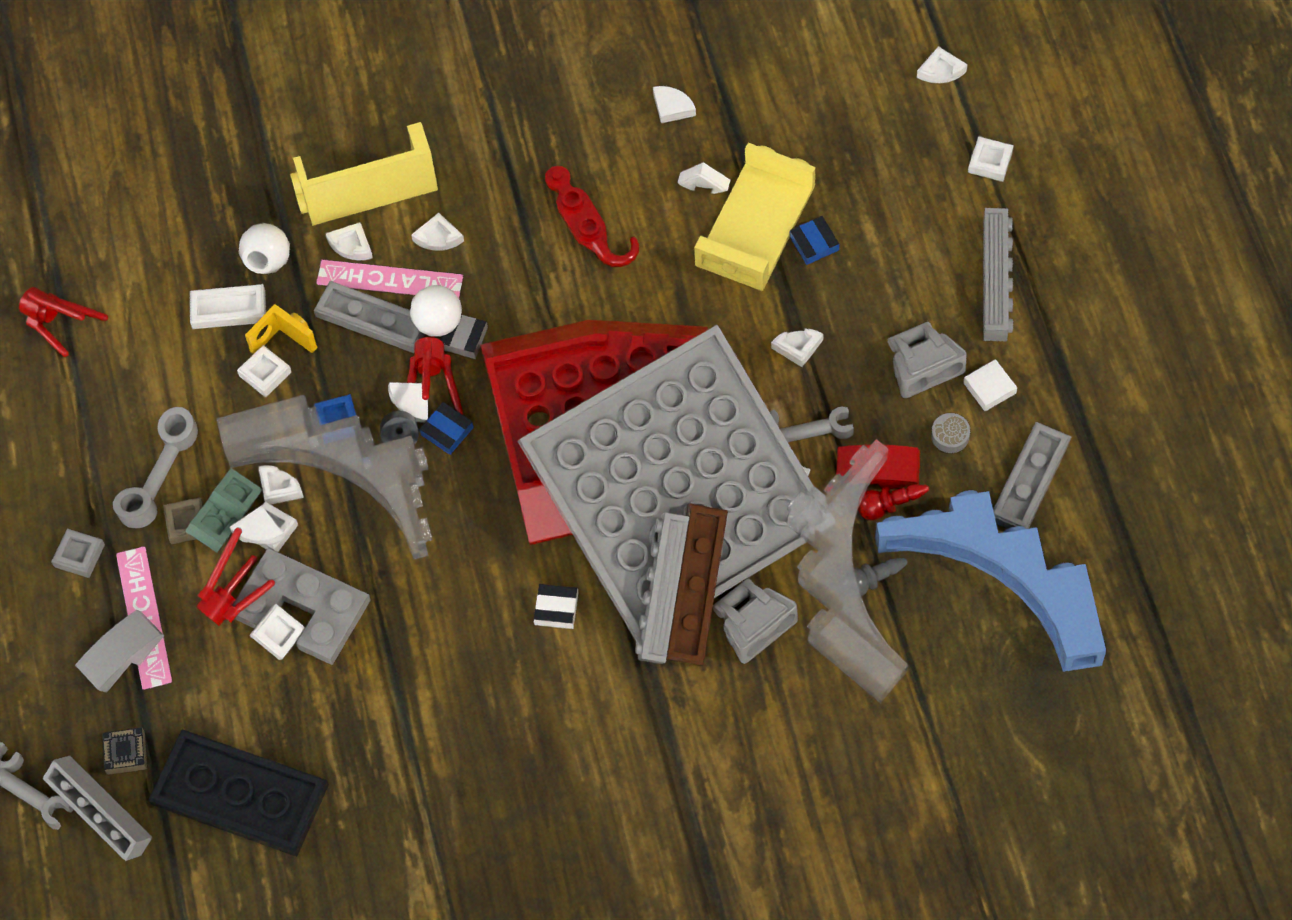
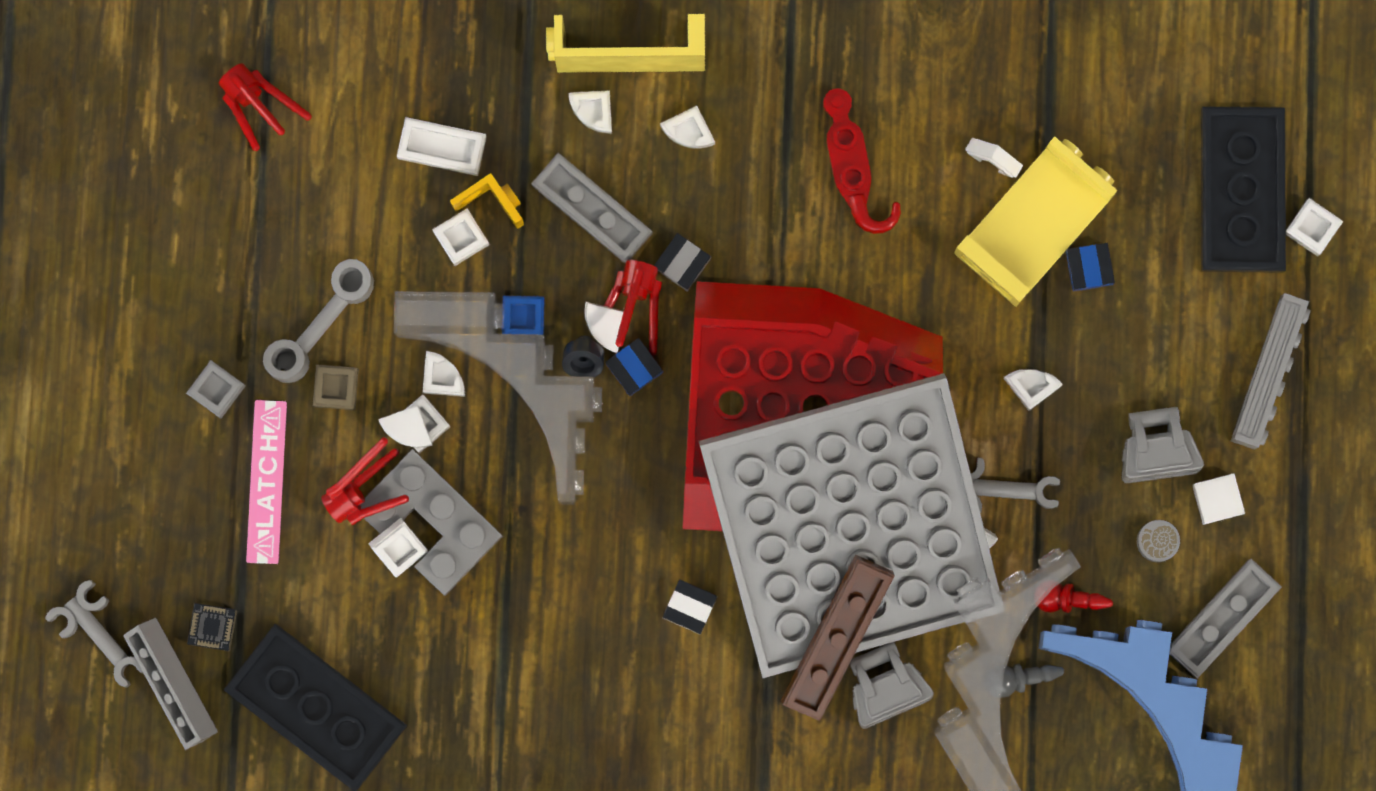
camera: 15 degrees right, 20 degrees up
(123, 644) = (232, 517): light grey slope -> none
(223, 509) = (377, 391): sand green slope -> none
(262, 246) = (497, 95): white piece -> none
(385, 278) = (623, 166): bright pink sticker -> none
(436, 310) = (659, 236): white piece -> none
(663, 588) = (803, 635): light grey piece -> none
(672, 104) = (989, 48): white tile -> none
(898, 471) = (1095, 560): red slope -> none
(921, 148) = (1243, 189): none -> black tile
(941, 67) = (1299, 95): white tile -> none

